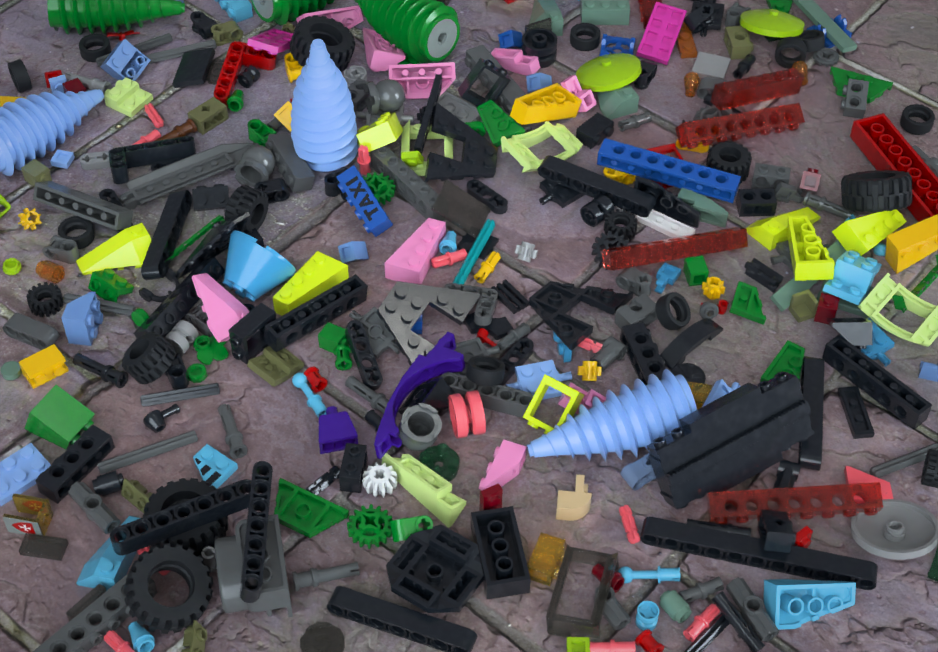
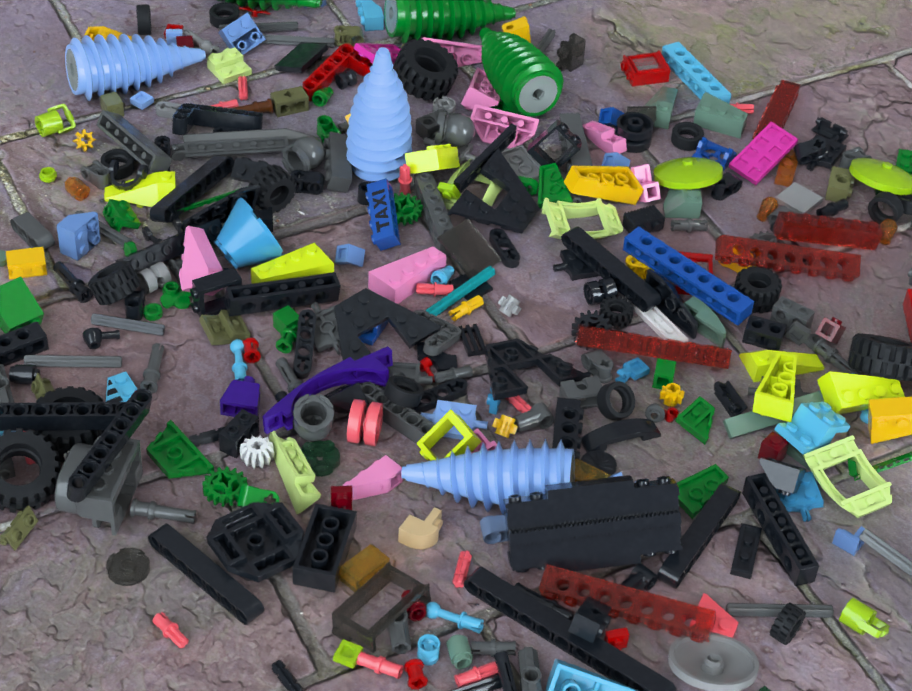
camera: 20 degrees right, 5 degrees down
(41, 292) = (58, 208): black tyre -> none
(96, 254) = (113, 169): none -> black piece
(202, 24) = (330, 20): black piece -> none
(803, 306) = (750, 439): olive panel -> none

